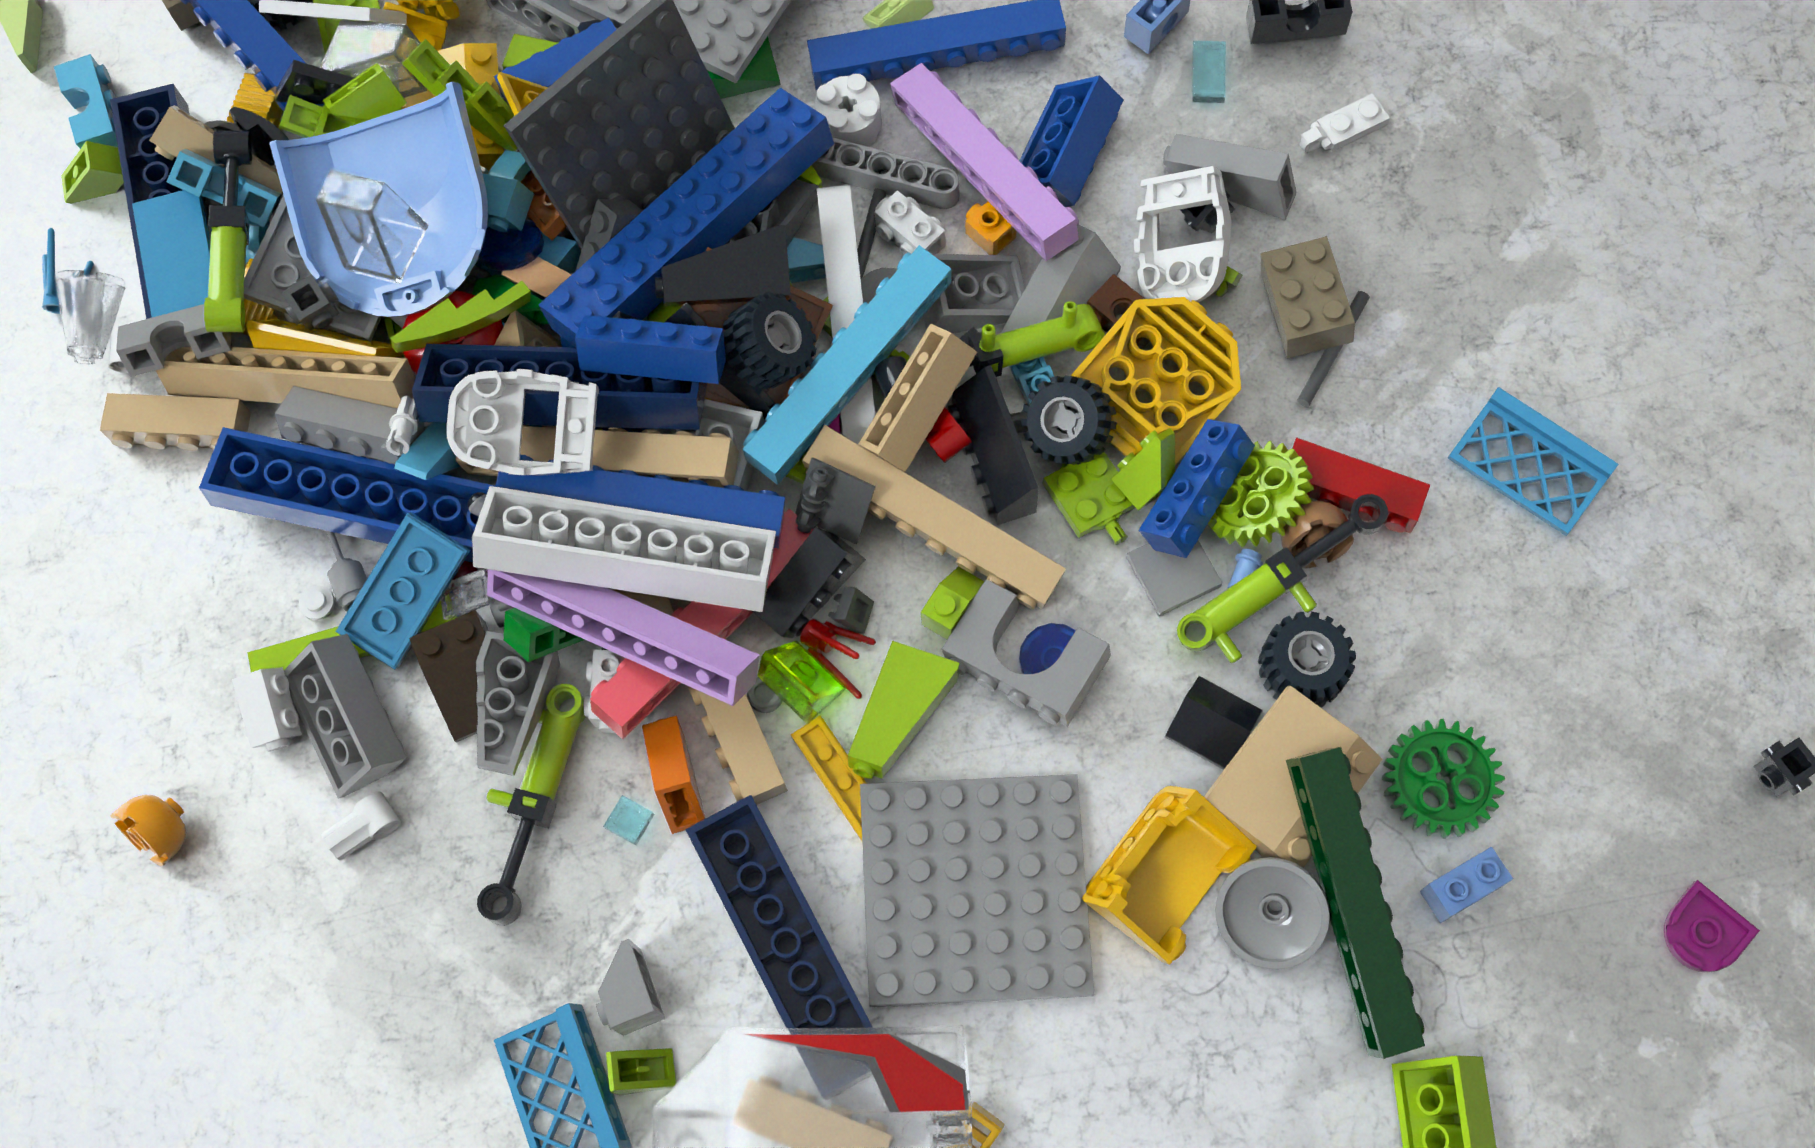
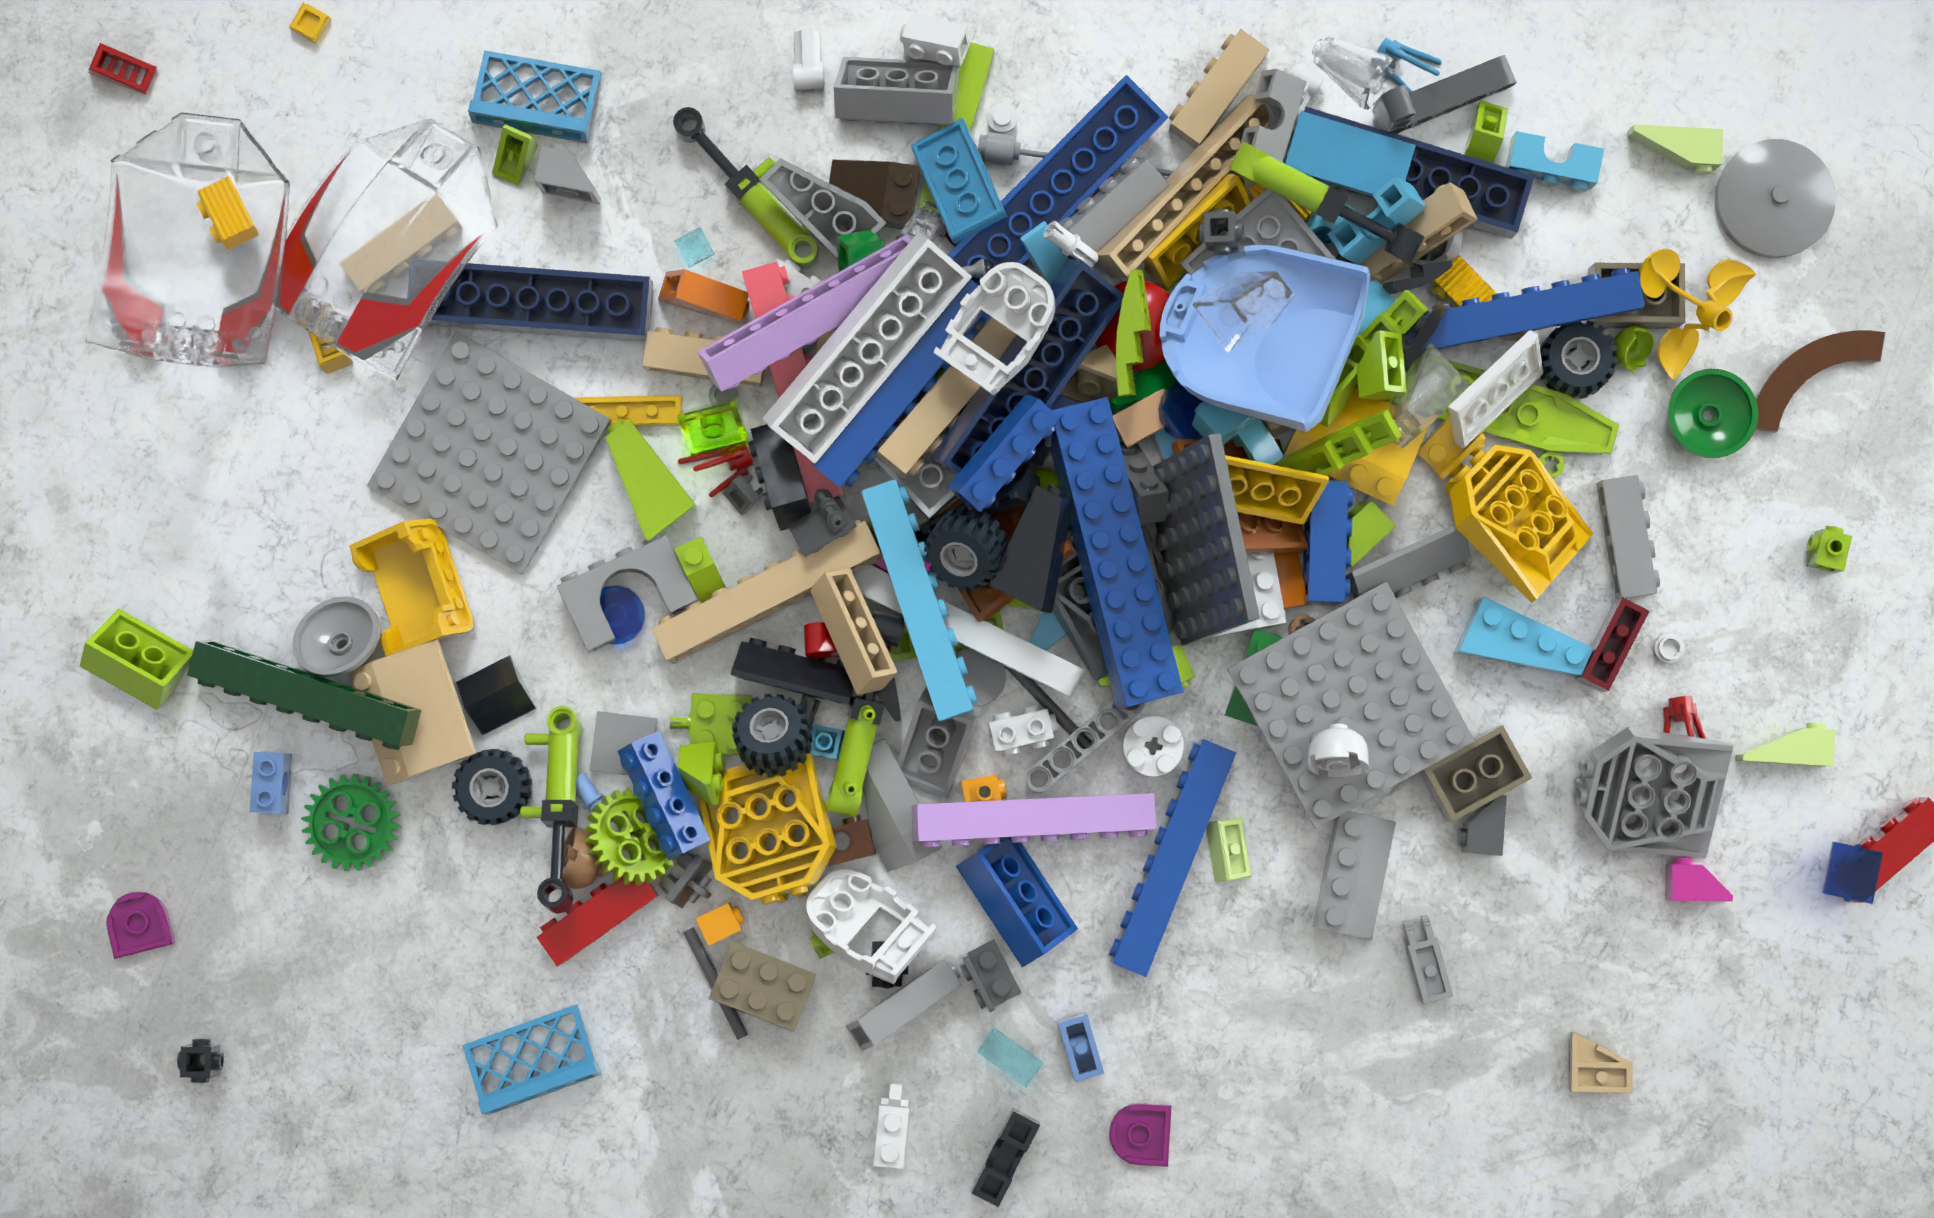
camera: 115 degrees right, 15 degrees up
(91, 234) = (1402, 110): none -> dark grey beam
(1151, 123) = (990, 975): none -> dark grey bracket
(1274, 429) = (691, 883): none -> flat silver hips
(1276, 373) = (720, 923): none -> light orange brick

